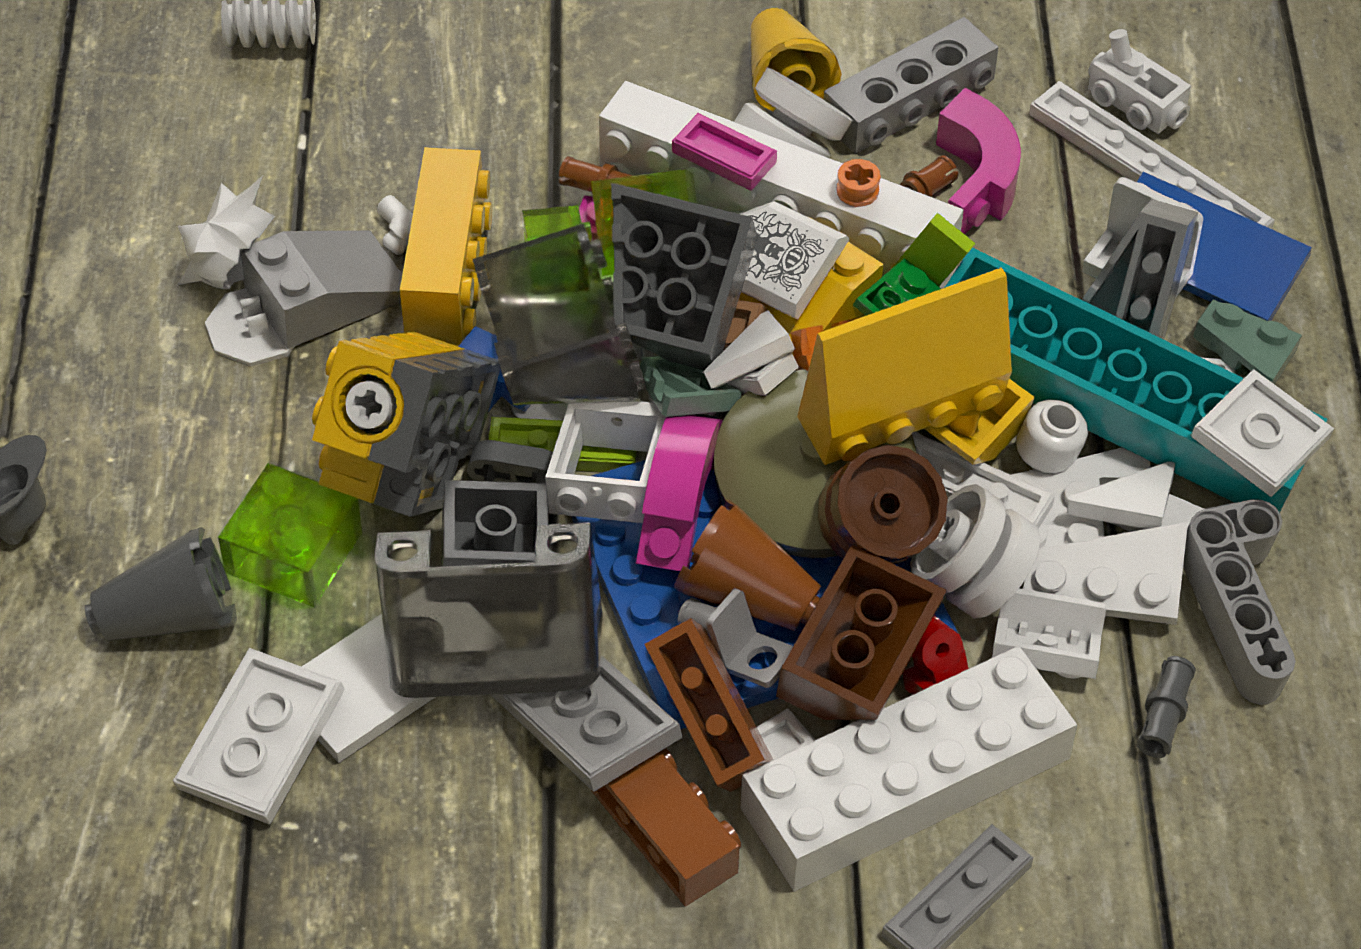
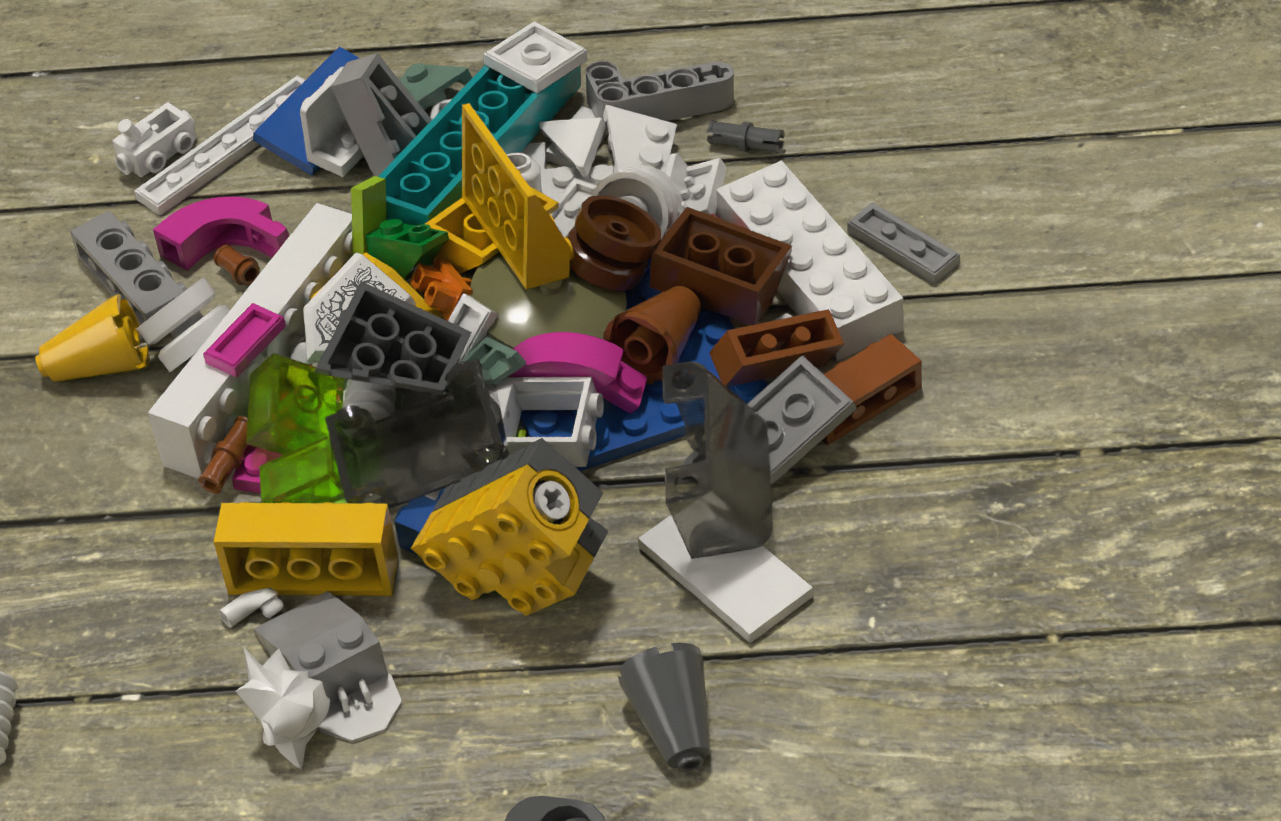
camera: 85 degrees left, 5 degrees down
(259, 736) = (800, 637): white tile -> none
(290, 535) = (602, 631): clear neon green brick -> none
(491, 522) = (630, 489): dark grey brick -> none
(736, 637) = (706, 336): light grey bracket -> none
(755, 347) = (458, 309): white tile -> none
(848, 187) = (291, 265): orange bush -> none

